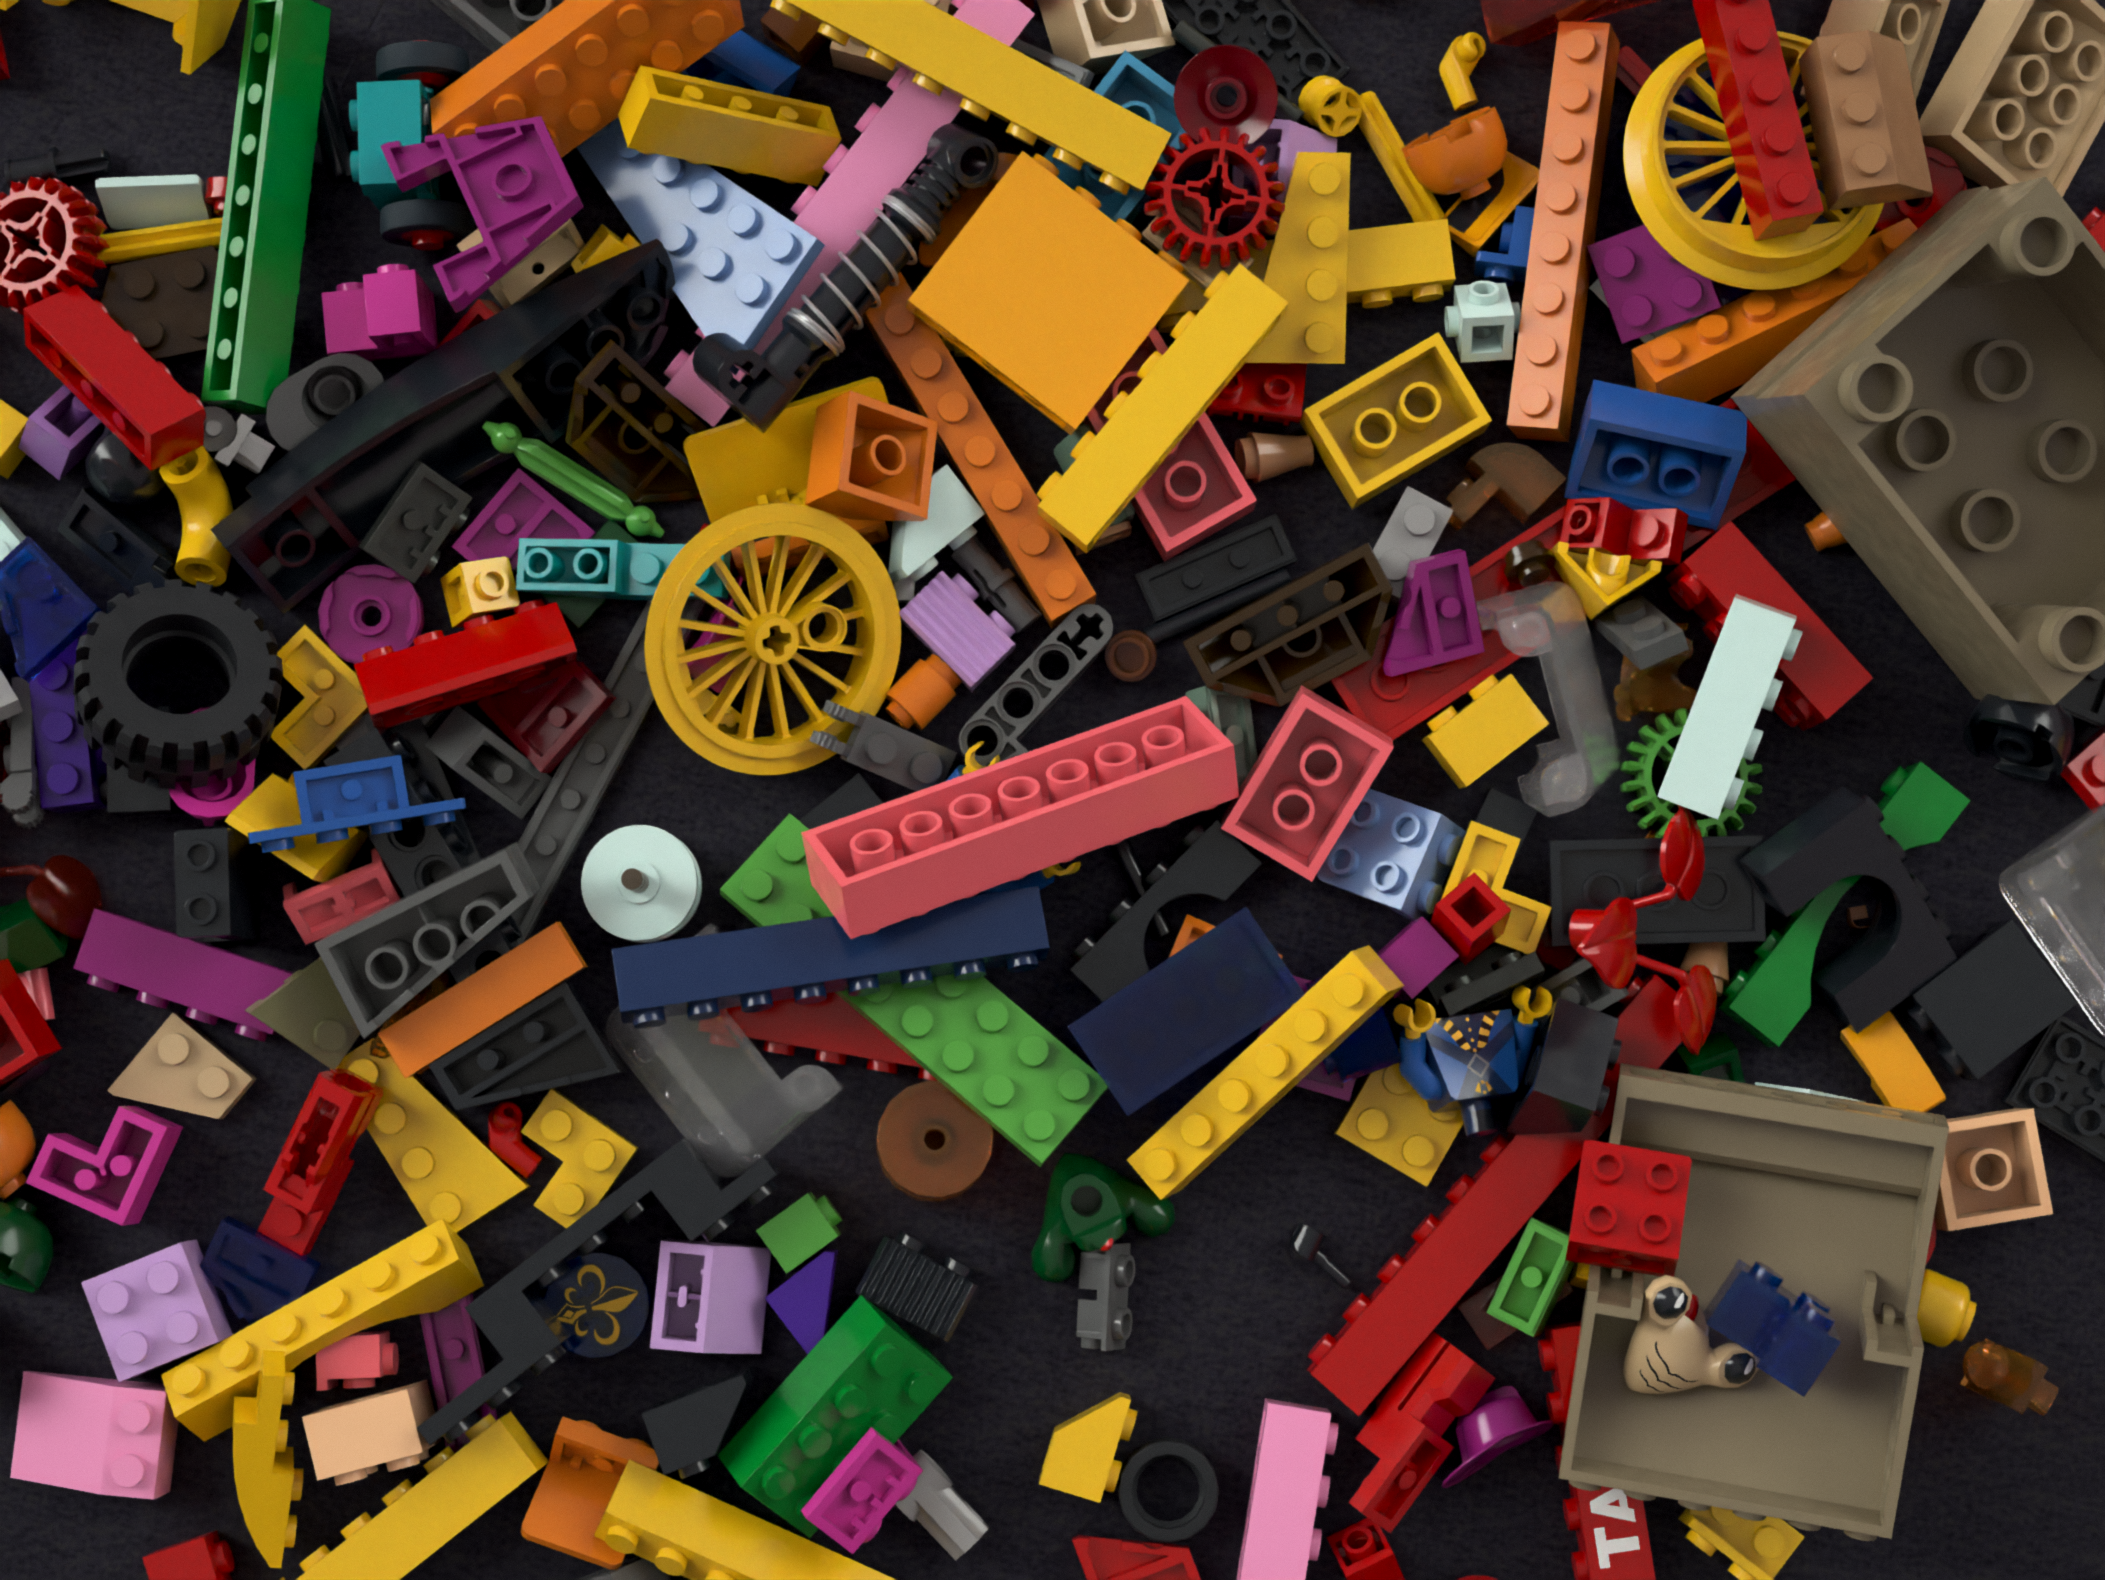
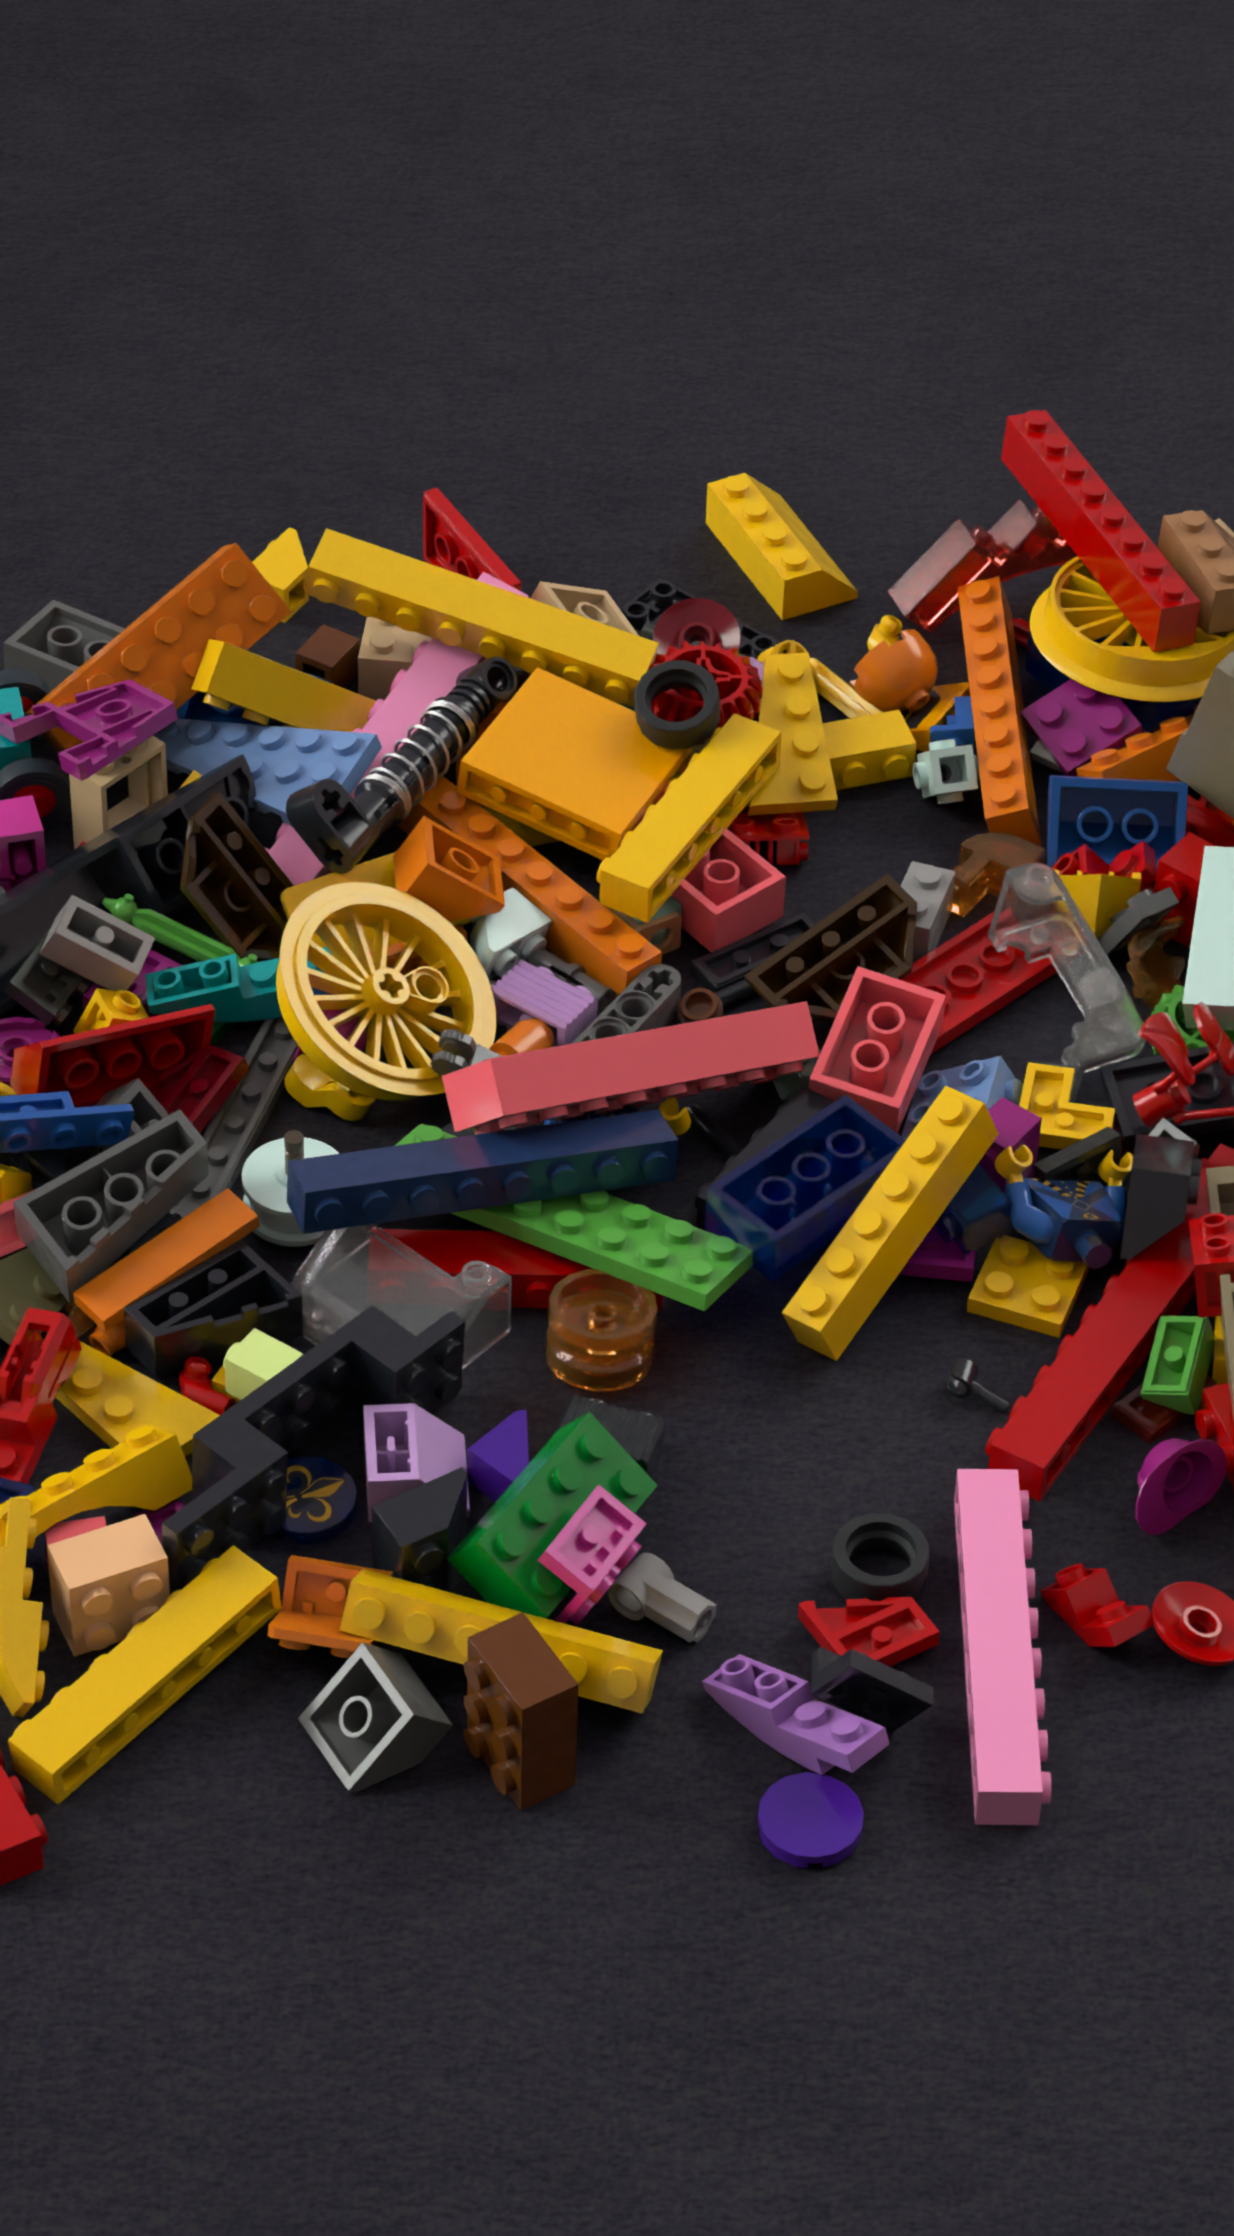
camera: 10 degrees left, 40 degrees down
(462, 516) = (97, 945): none -> light grey brick
(565, 1161) = (254, 1362): none -> yellowish green brick
(801, 1230) = (484, 1407): bright green brick -> none
(1084, 1449) = (792, 1539): yellow slope -> none
(1090, 1208) = (754, 1363): dark green head -> none
(1106, 1321) = (793, 1447): dark grey hinge -> none
(1132, 248) = (677, 675): none -> black tyre
(1269, 455) = (800, 873): medium nougat cone -> none
(1395, 420) = (887, 829): yellow brick -> none
(1409, 1423) = (1098, 1471): red plate -> none
(1434, 615) = (959, 935): magenta wing -> none
(1470, 918) = (1048, 1093): red brick -> none
(1484, 730) = (1022, 1015): yellow brick -> none

